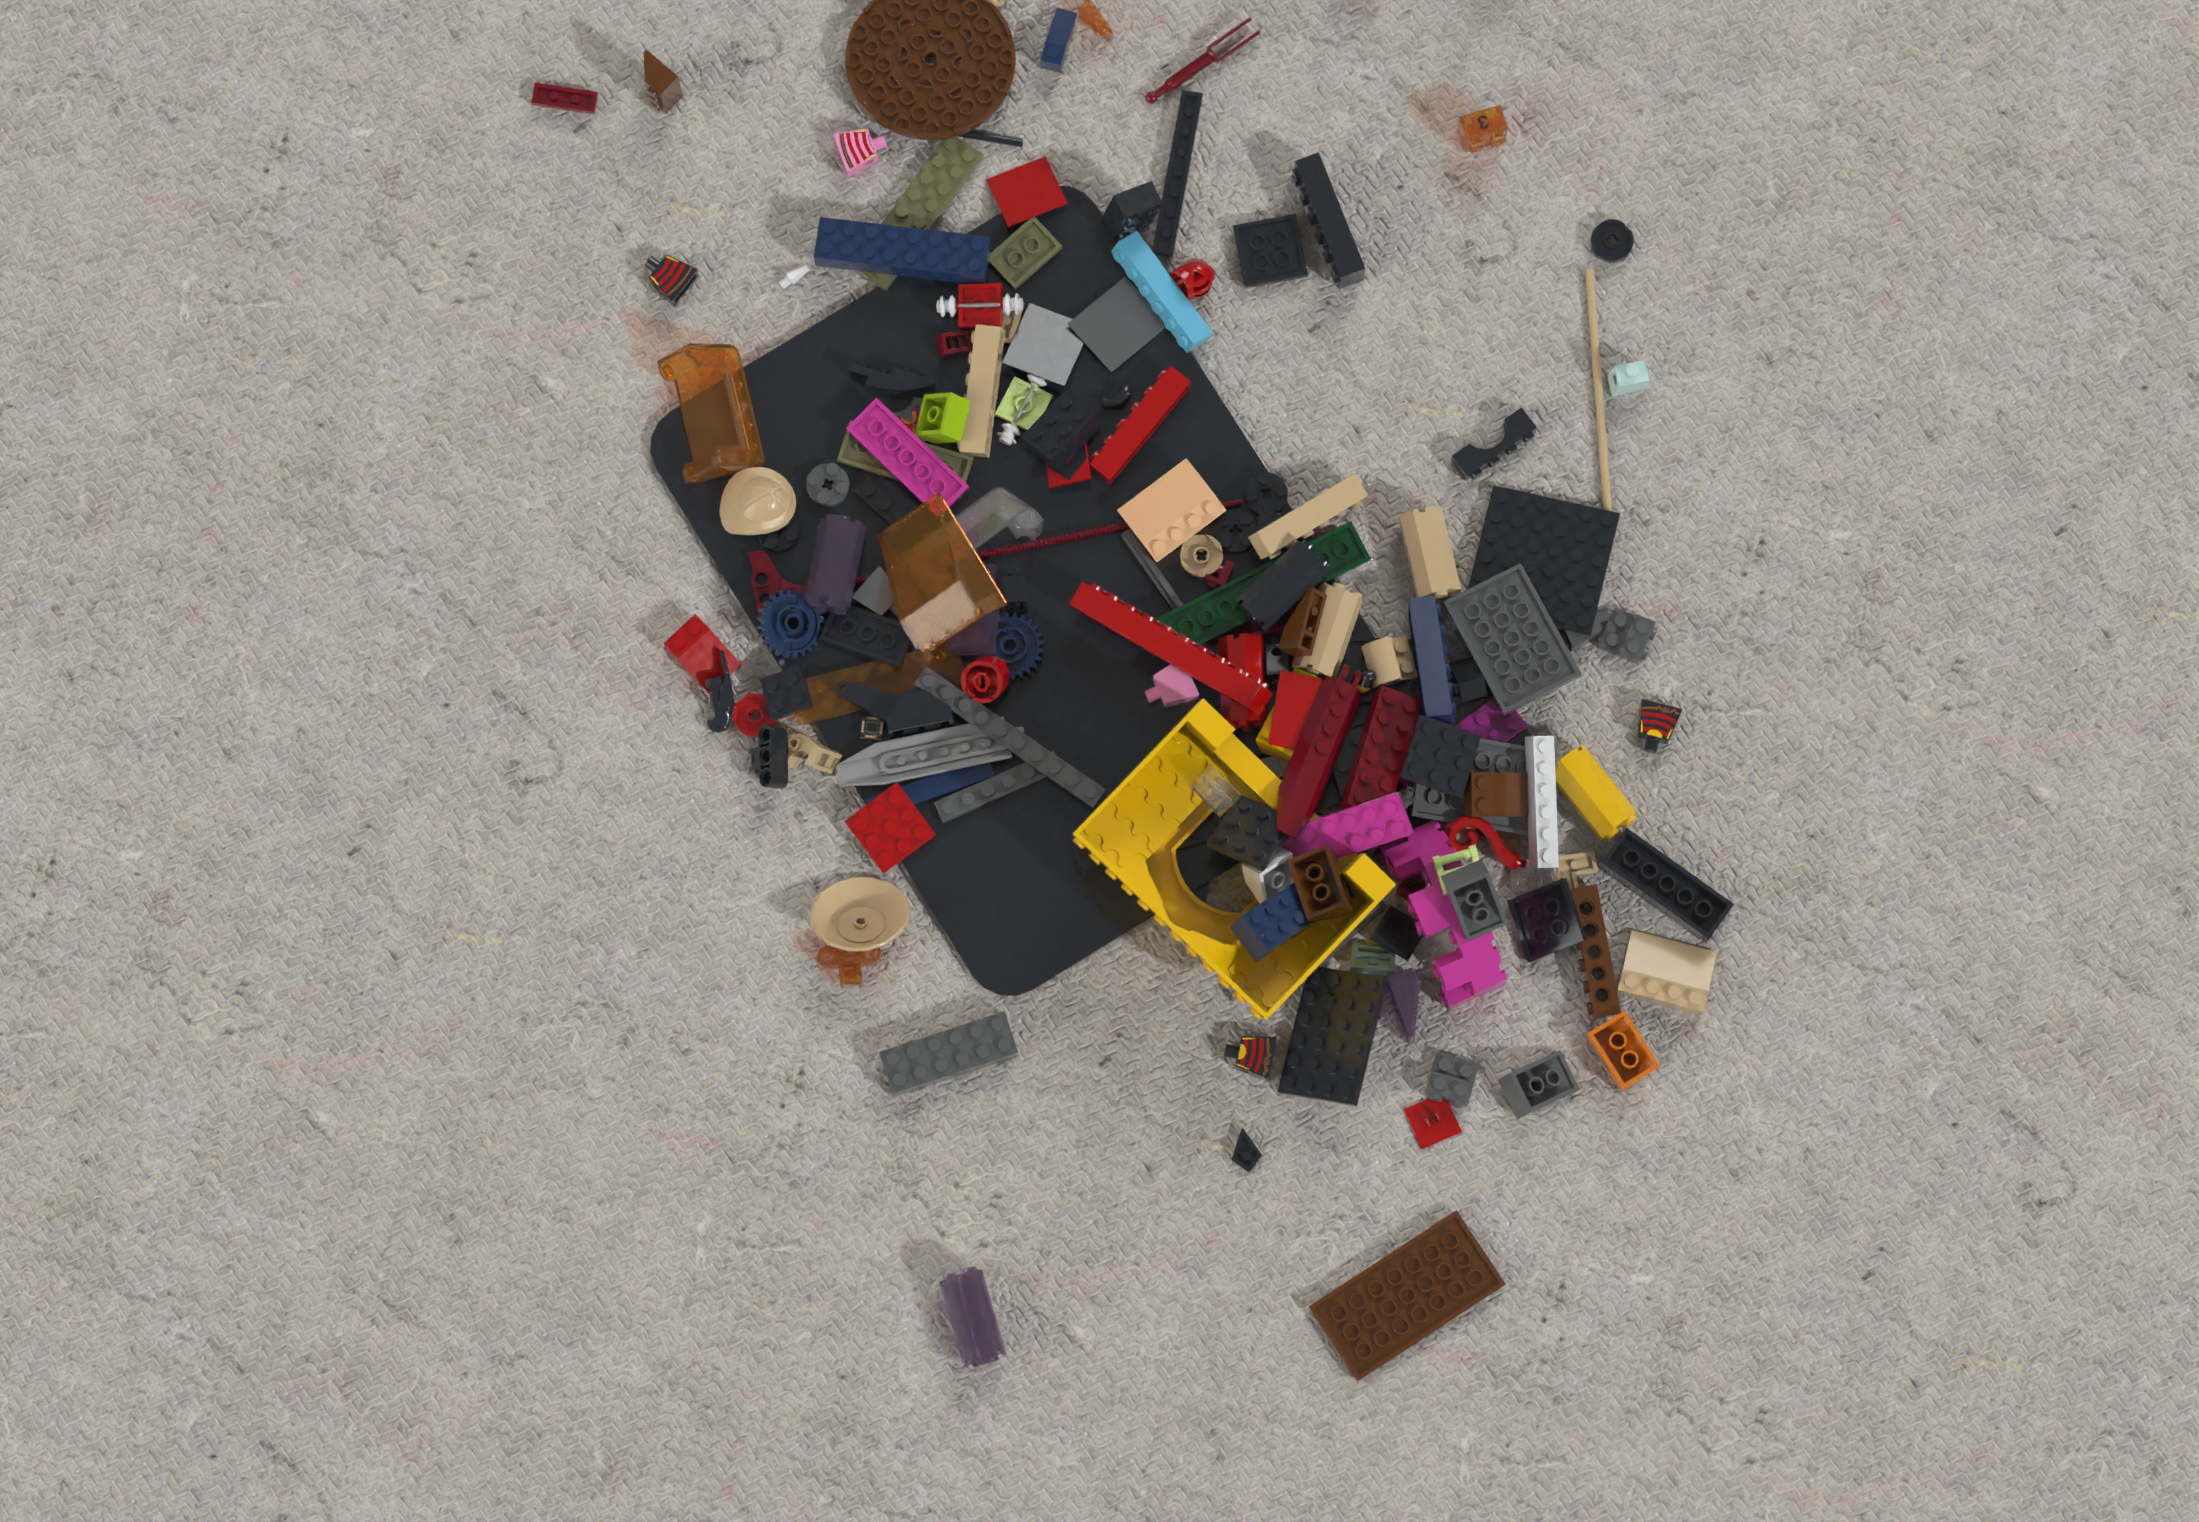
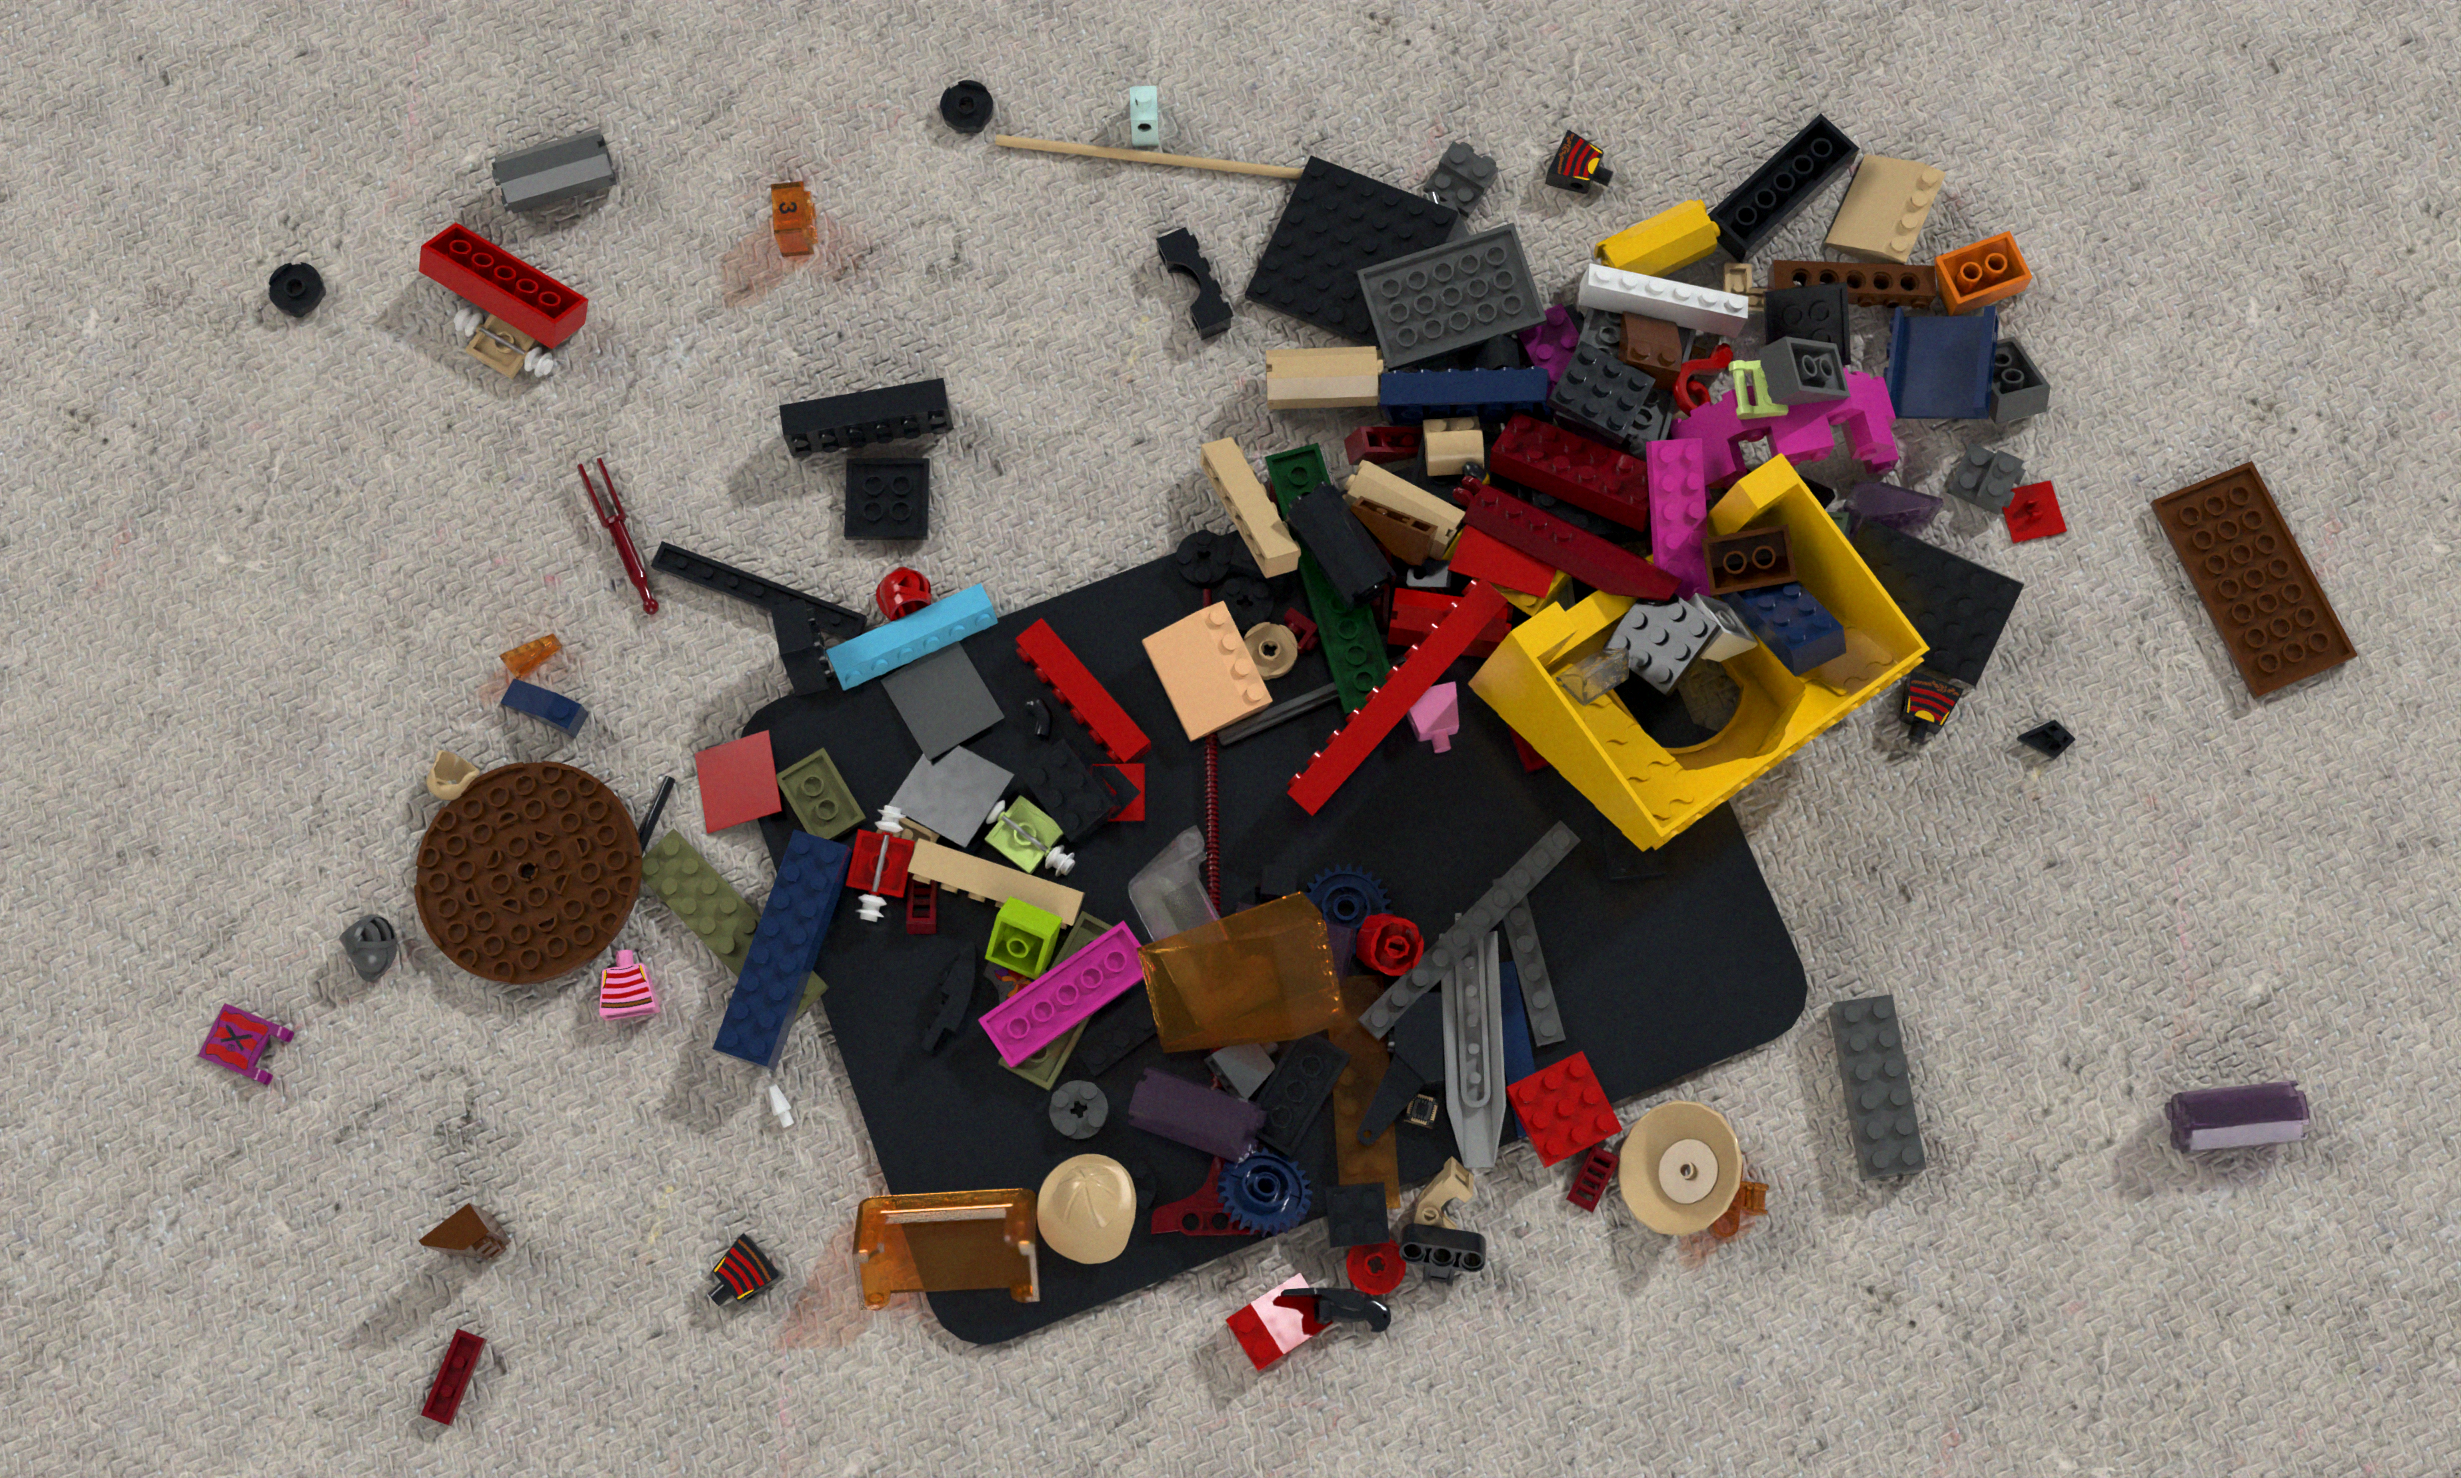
camera: 80 degrees left, 5 degrees down
(847, 852) = (1607, 1157): none -> dark red slope
(1385, 610) = (1382, 444): none -> dark red slope
(1536, 1028) = (1941, 365): none -> dark blue panel

